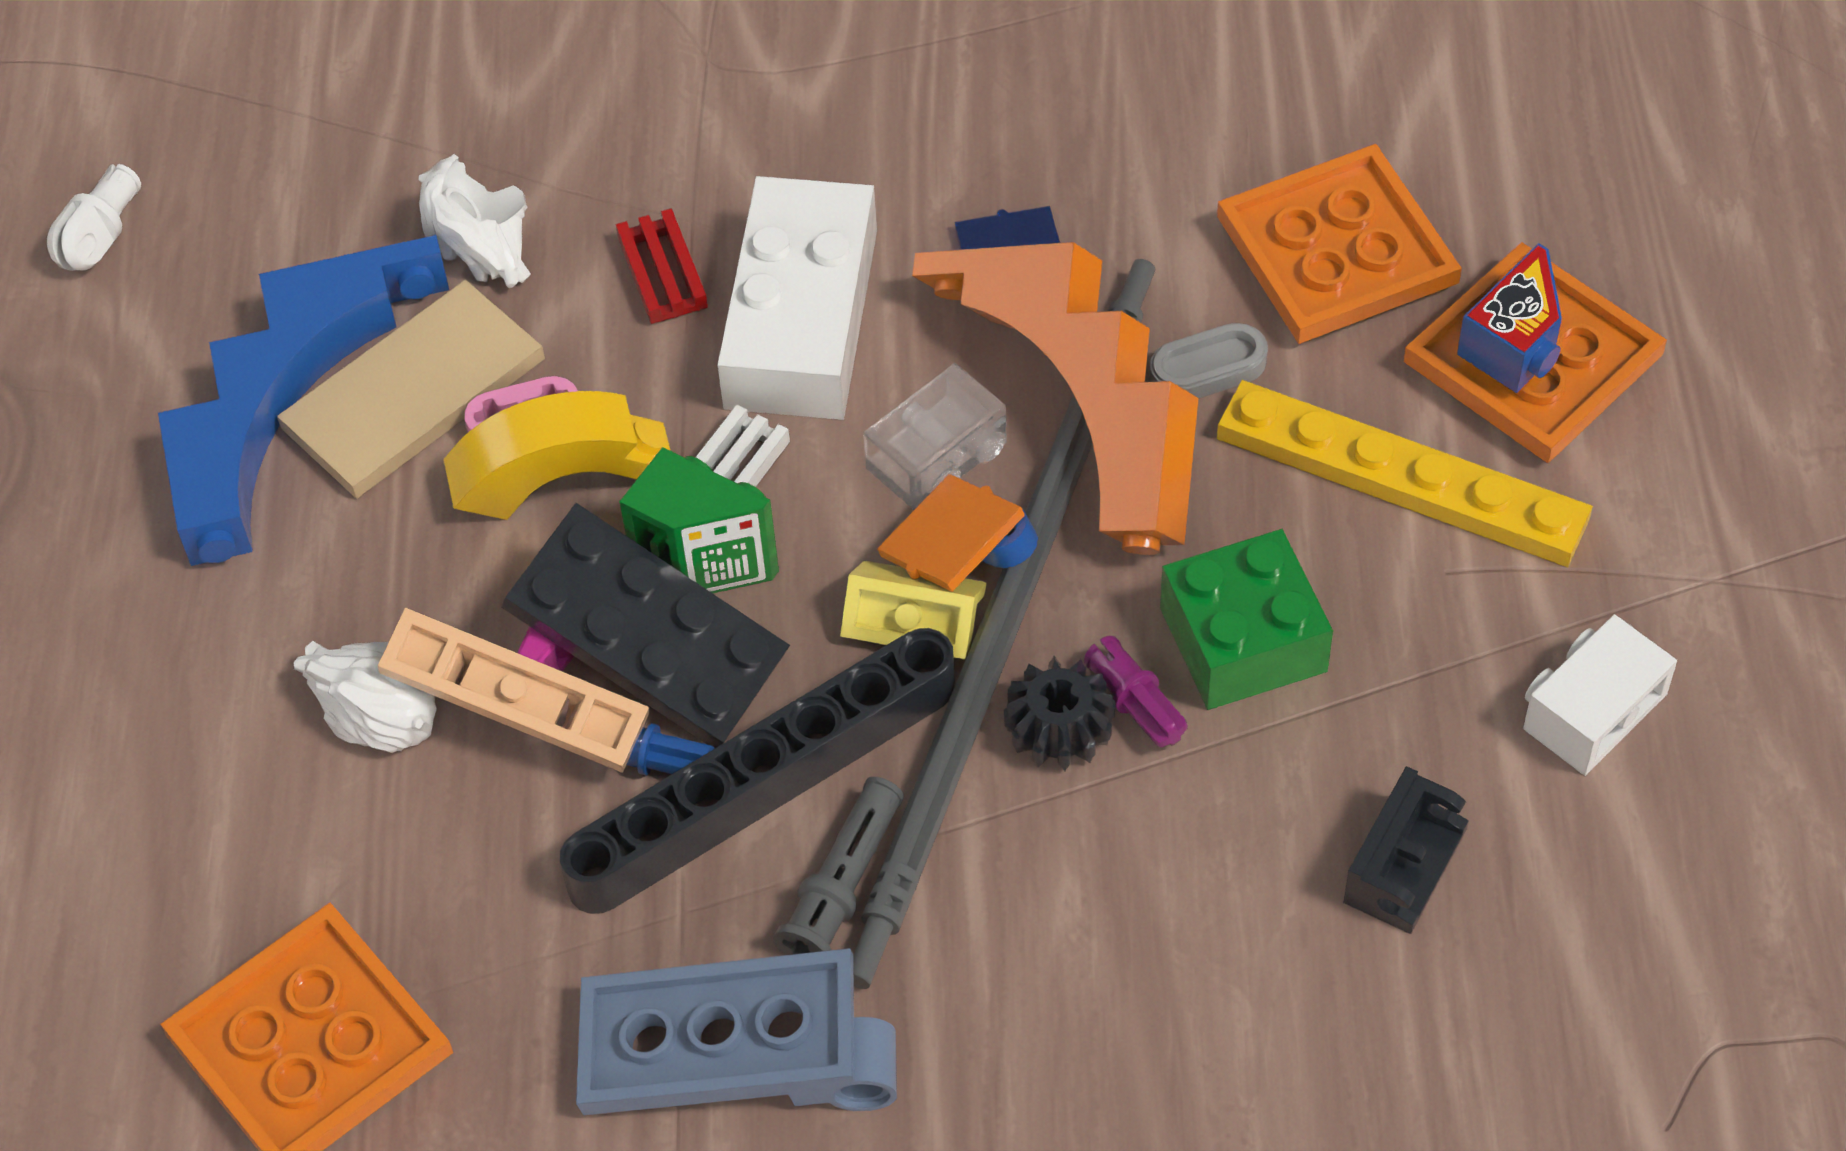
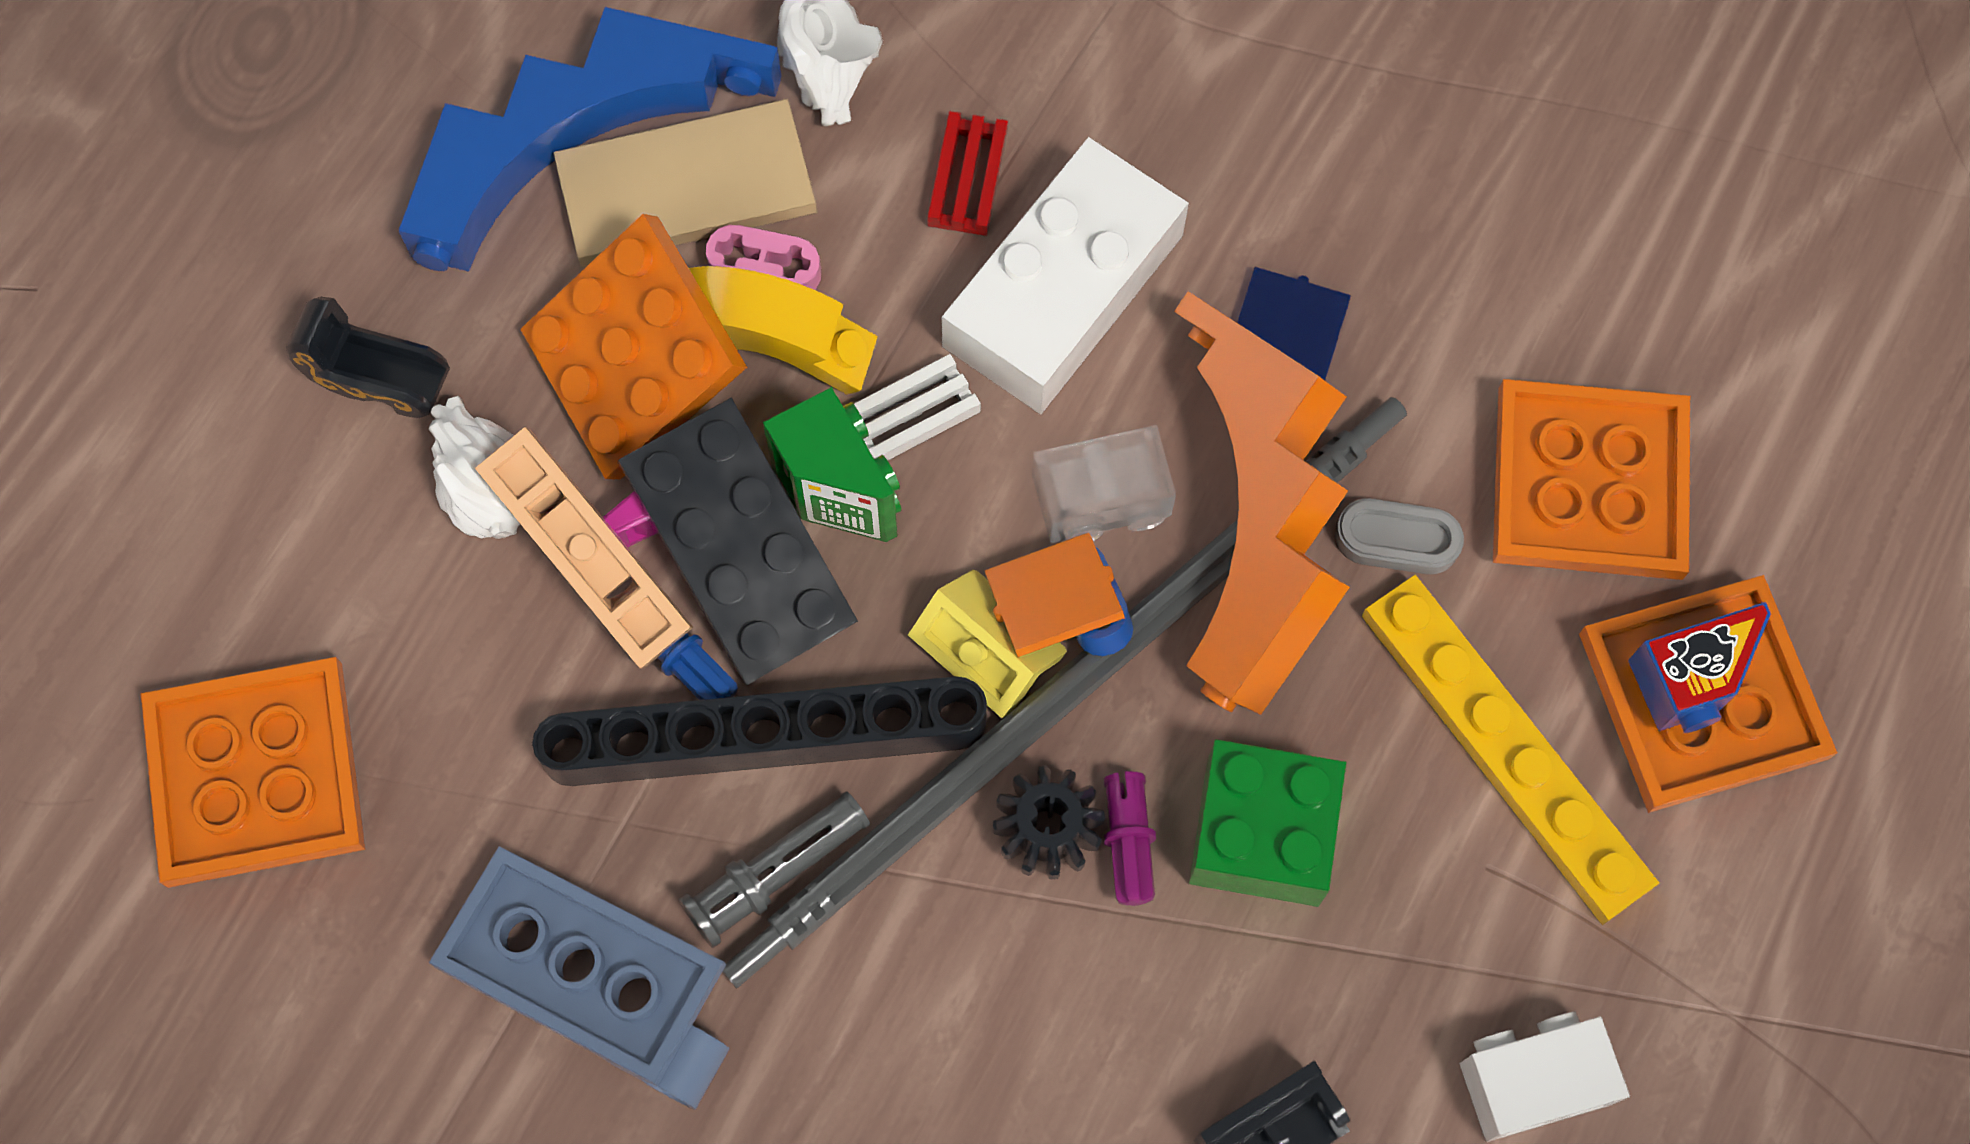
camera: 25 degrees right, 15 degrees up
(210, 657) = (365, 362): none -> black animal
(452, 519) = (632, 345): none -> orange plate

